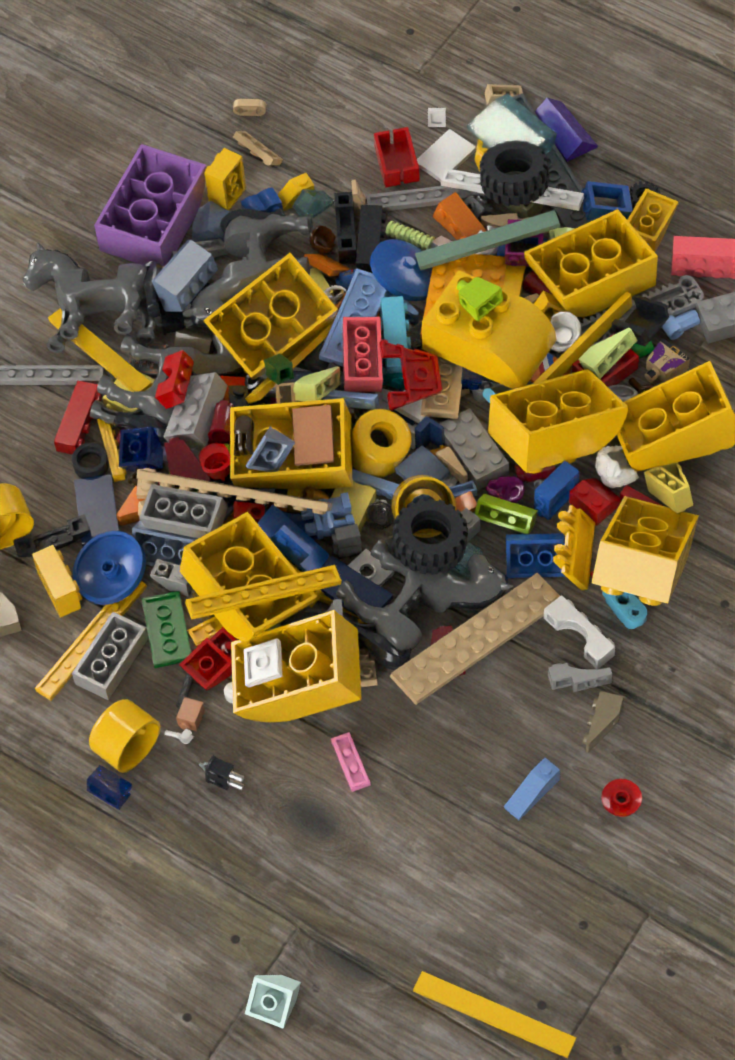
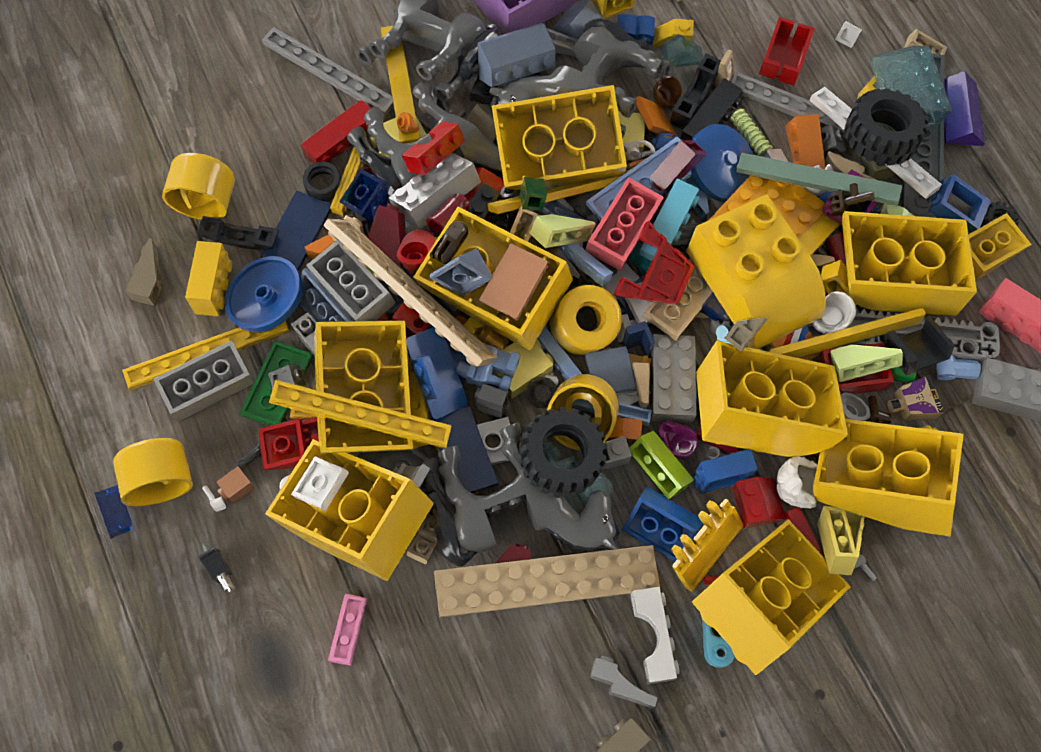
camera: 25 degrees right, 10 degrees up
(133, 376) = (406, 123): none -> orange plate
(174, 616) = (291, 374): none -> dark grey bracket
(373, 289) = (677, 164): none -> slope
(446, 152) = (834, 73): white tile -> none
(479, 297) = (766, 234): lime torso -> none
(507, 377) = (744, 331): none -> dark tan tile
(516, 248) = (840, 203): none -> dark brown arm
(697, 498) = (861, 562): none -> light grey hand

